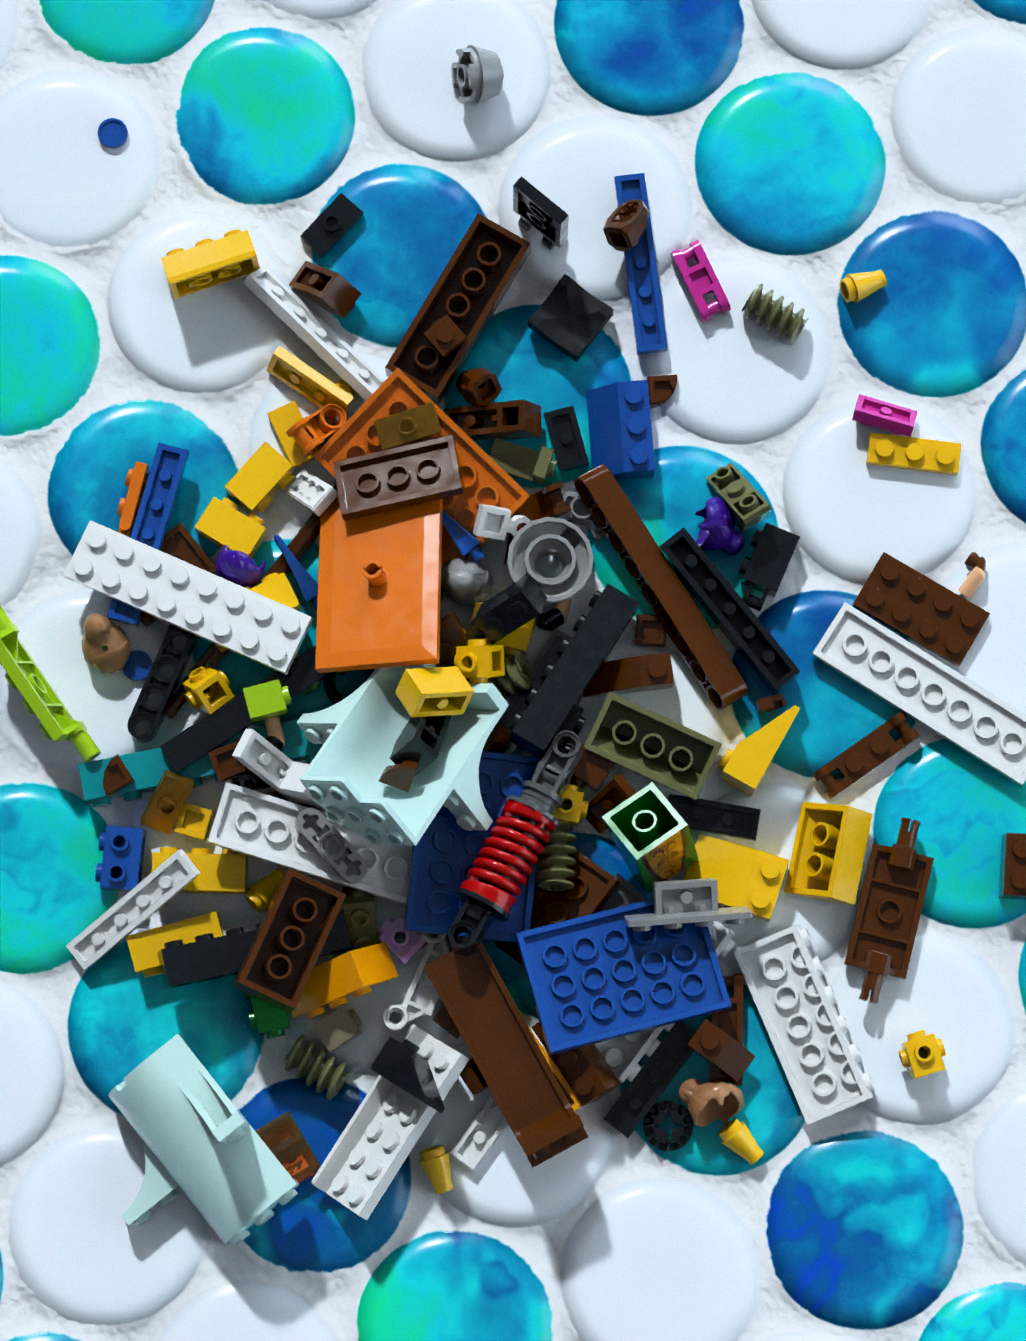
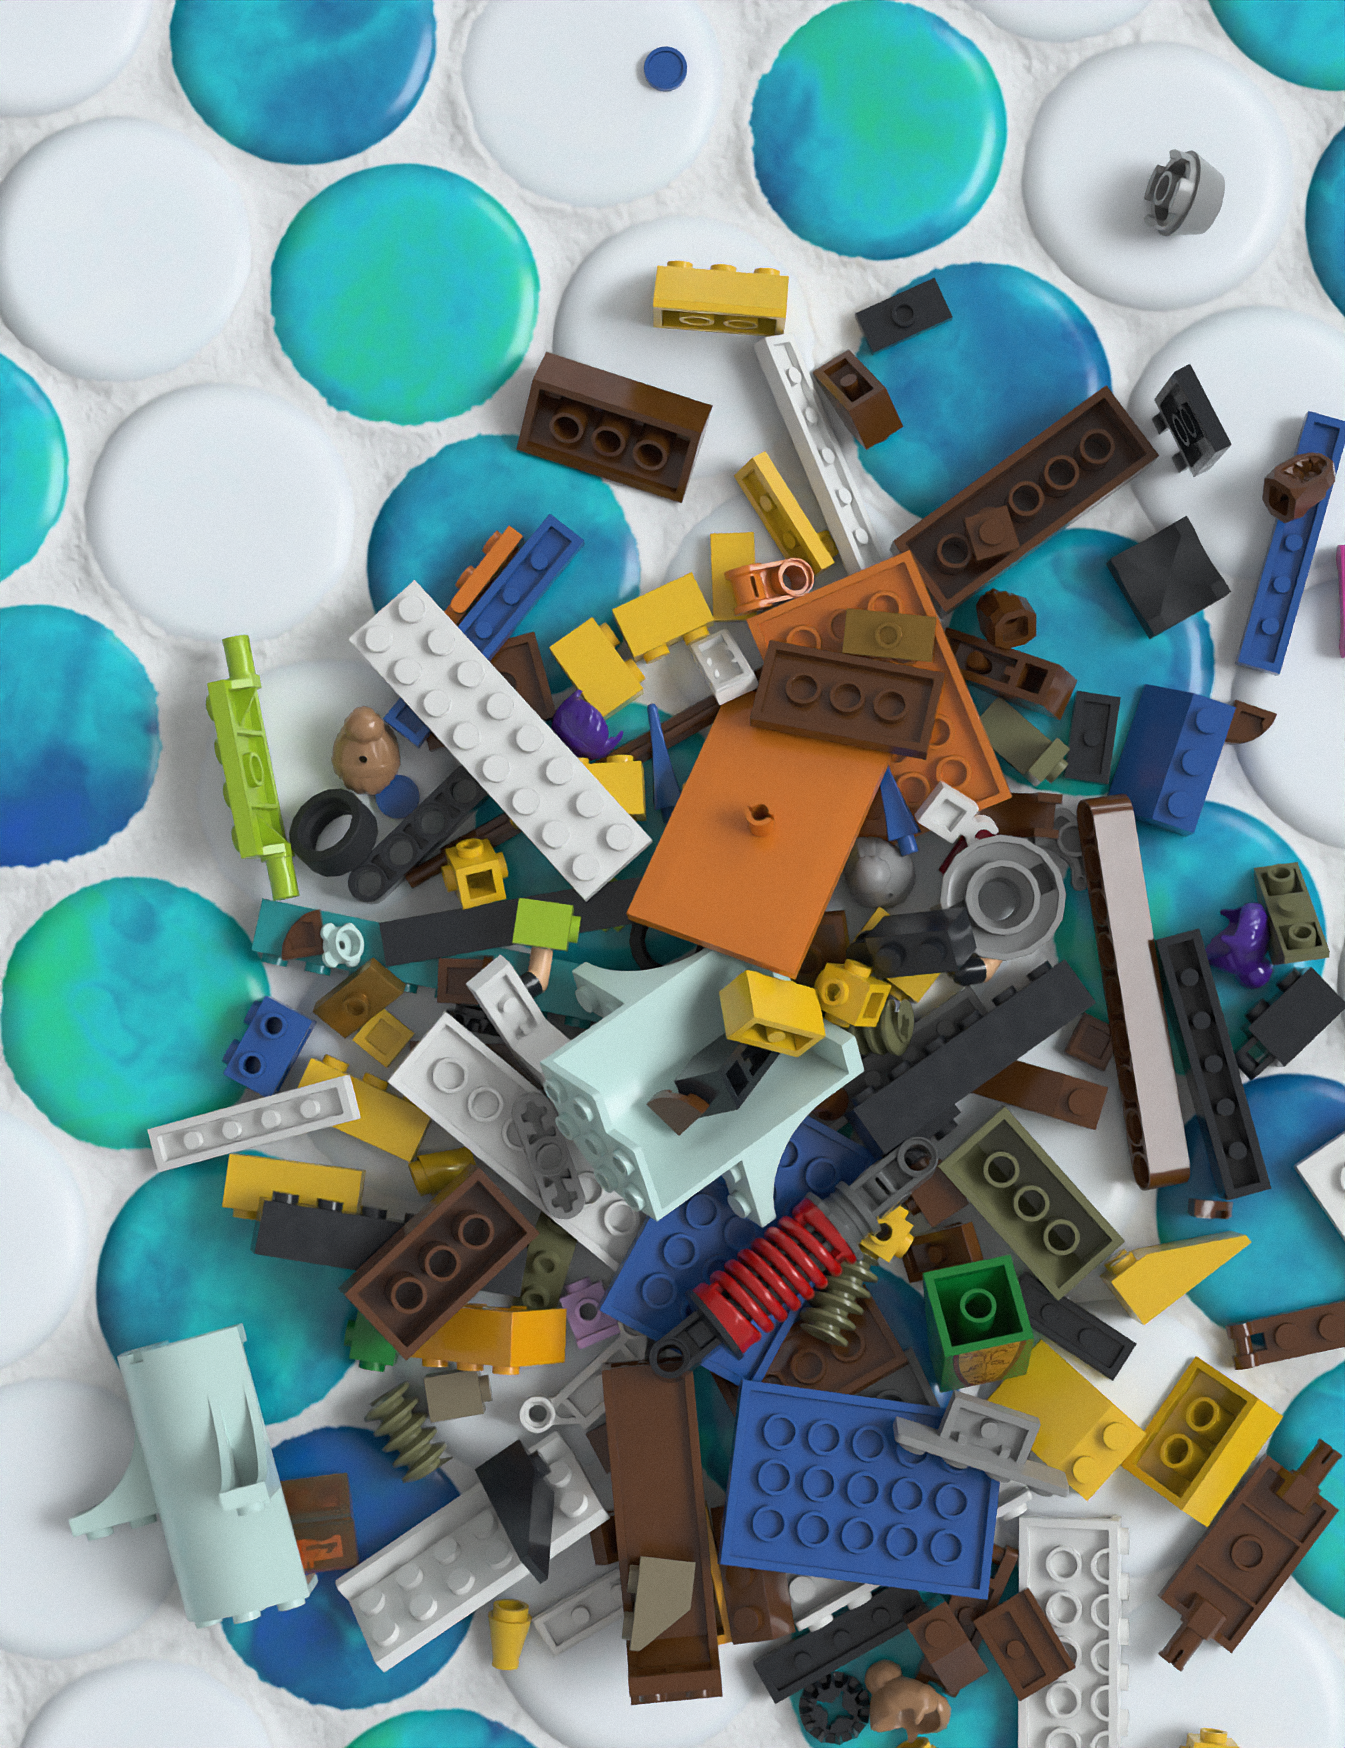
camera: 25 degrees right, 5 degrees up
(91, 695) = (316, 815): none -> black tyre
(141, 770) = (350, 942): none -> light aqua plate
(176, 372) = (613, 427): none -> reddish brown slope
(522, 1090) = (661, 1598): none -> dark tan slope
(769, 1028) = (1023, 1644): none -> reddish brown plate

